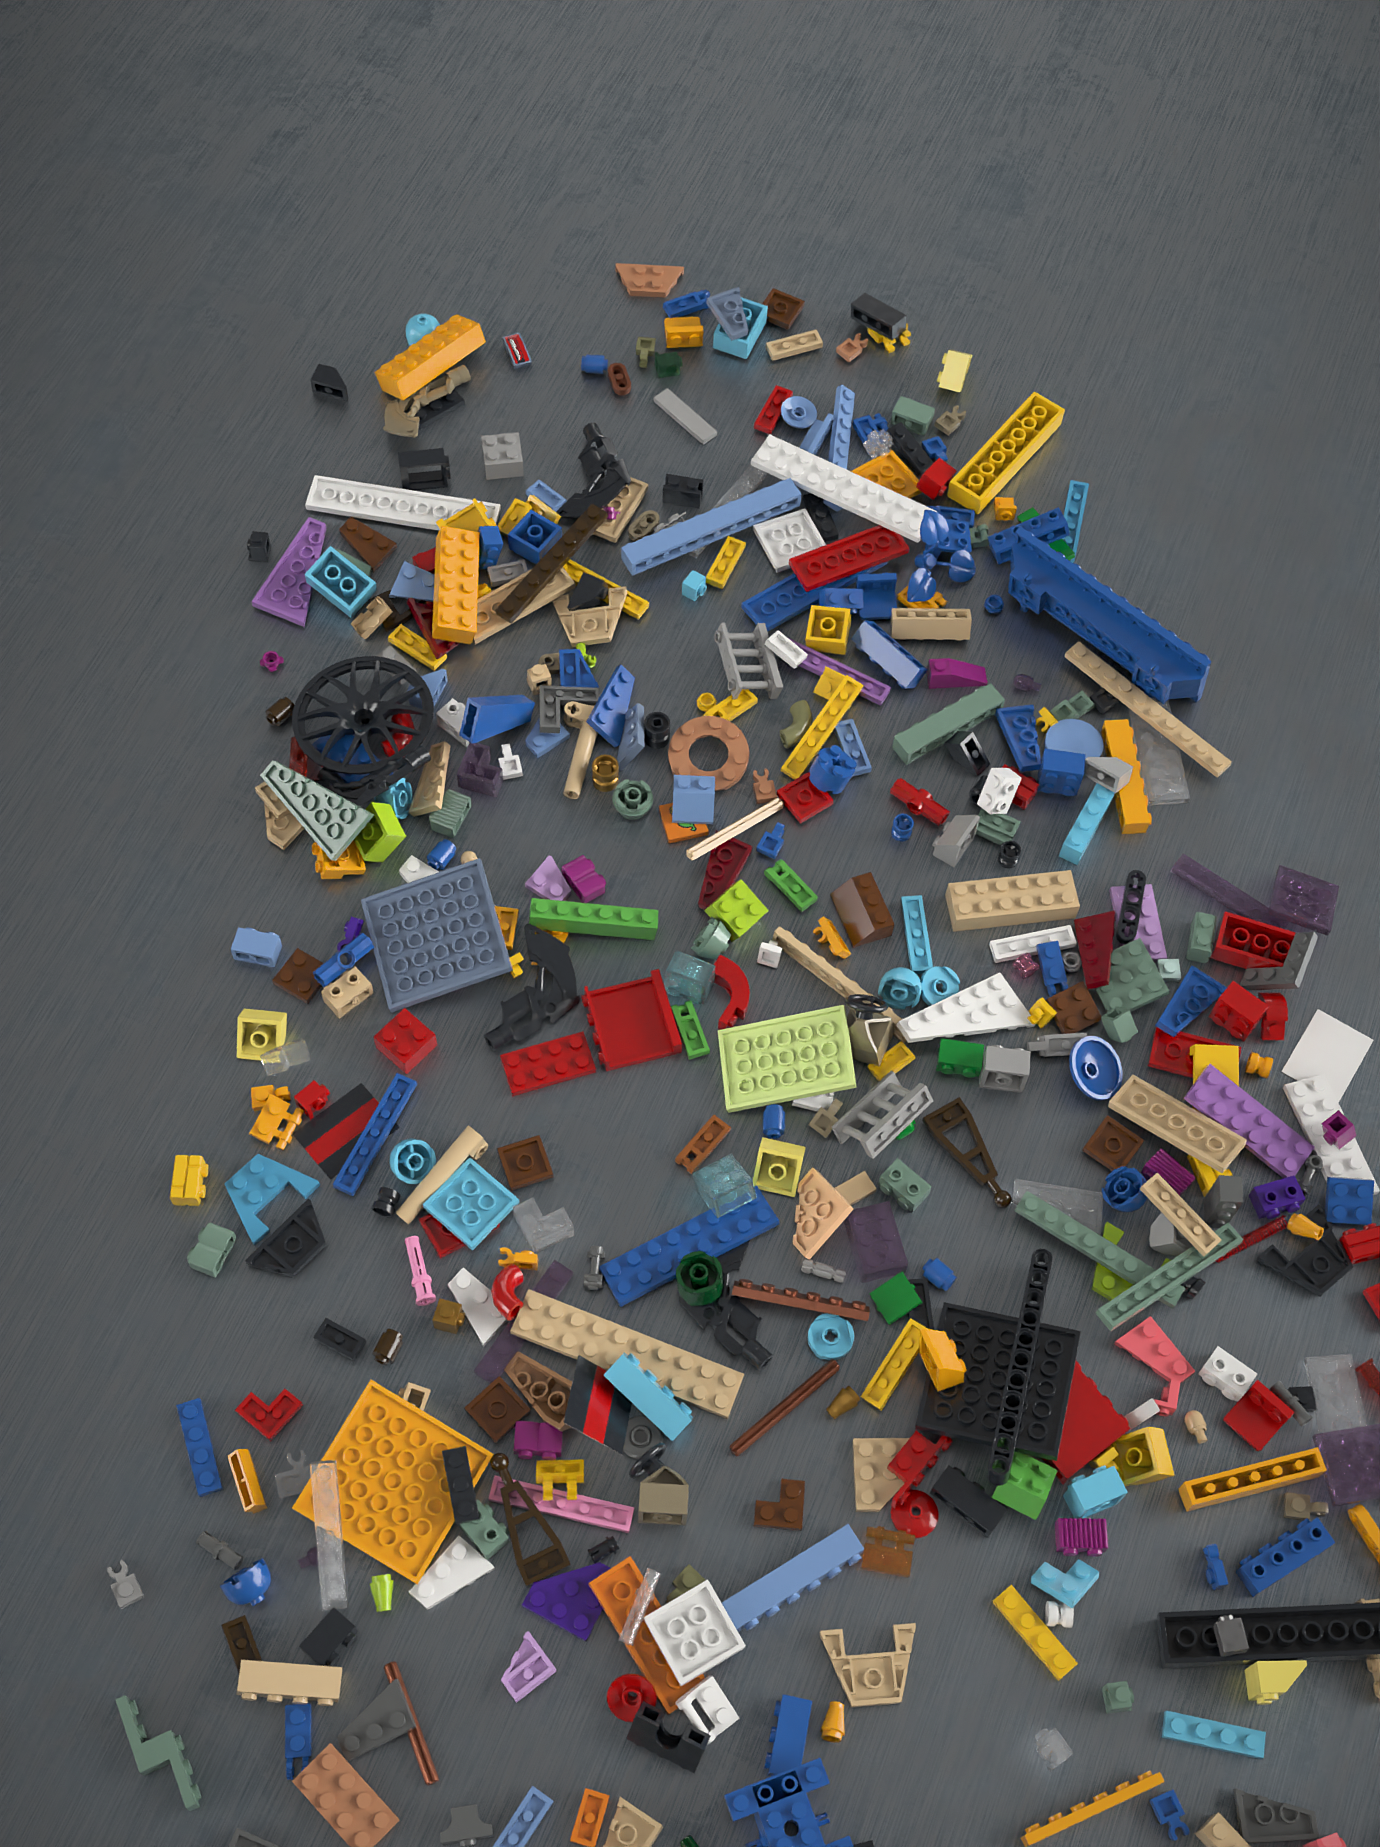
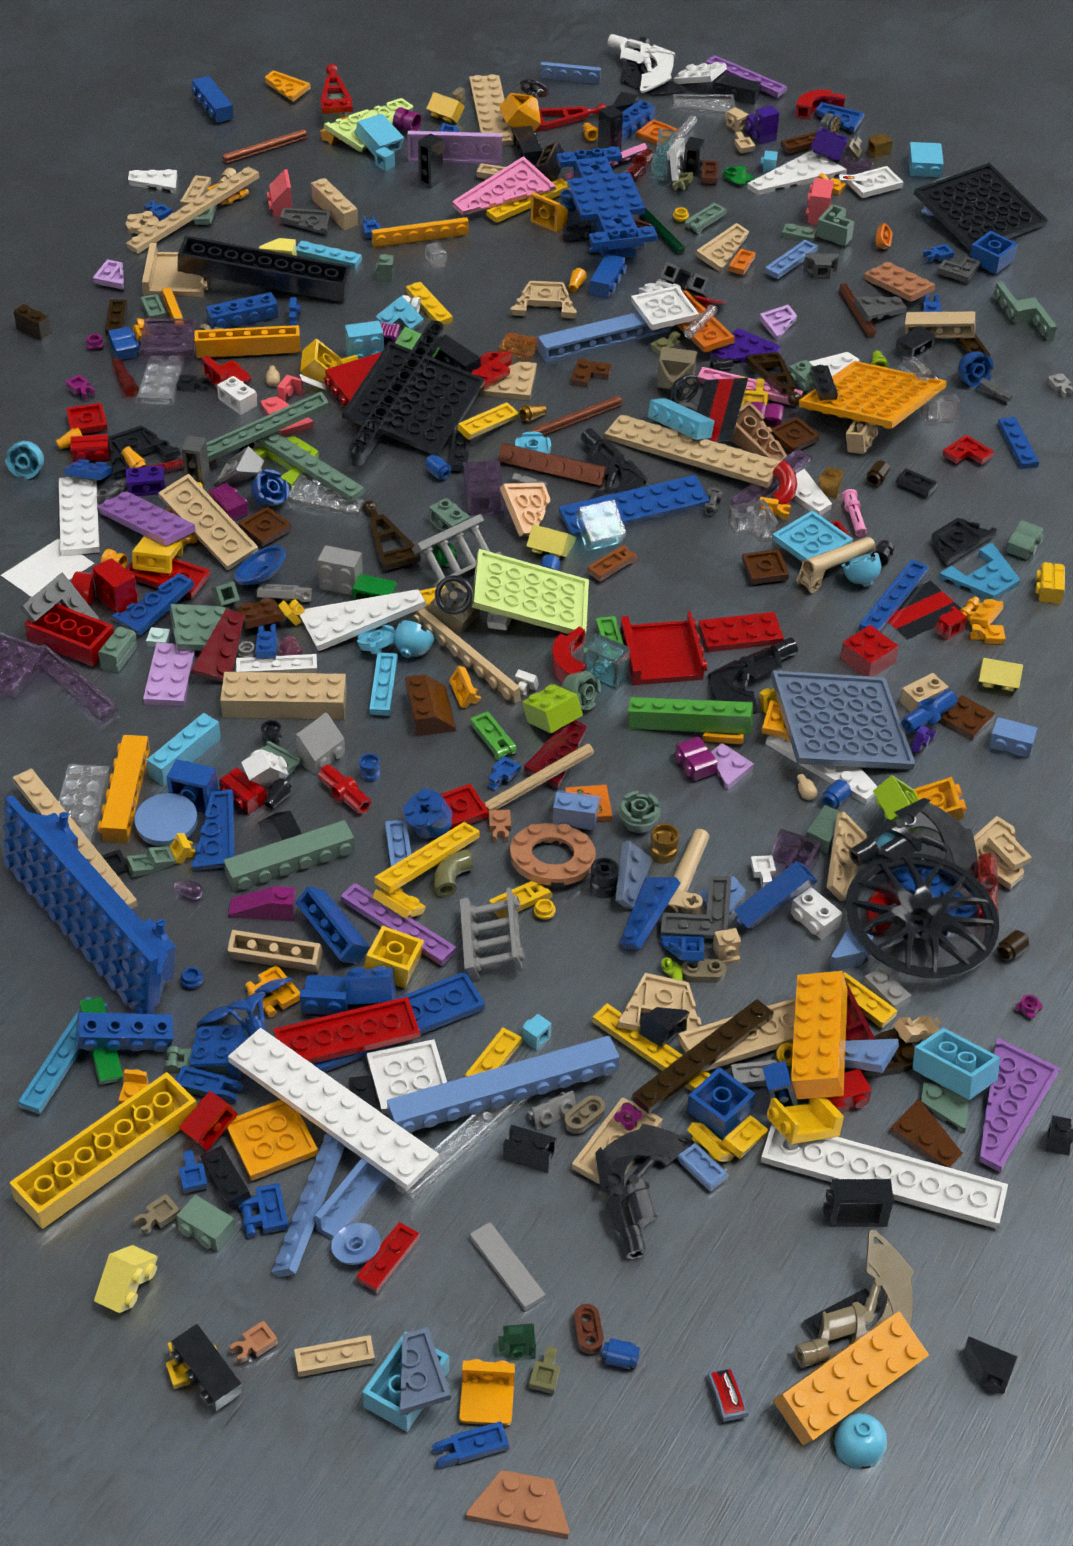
camera: 170 degrees left, 15 degrees down
(247, 1481) = (979, 418): light orange piece -> none
(286, 1055) = (978, 653): clear slope -> none
(323, 814) = (961, 809): wing -> none
(502, 456) = (756, 1223): light grey brick -> none
(699, 1278) = (631, 471): dark green brick -> none
(782, 308) = (339, 1420): reddish brown plate -> none
(786, 649) = (447, 935): white plate -> none
(856, 1188) = (496, 524): tan tile -> none
(878, 443) = (268, 1169): clear brick -> none
(895, 1298) = (474, 453): green piece -> none
(941, 1359) = (455, 400): light orange slope -> none
(1108, 772) = (145, 765): light grey slope -> none
(1133, 907) = (177, 674): black beam -> none
(1180, 1214) = (237, 453): tan plate -> none
(1230, 1636) = (304, 258): flat silver brick -> none
(1291, 1401) = (199, 371): dark grey pin -> none
(1338, 1130) = (76, 496): magenta brick -> none

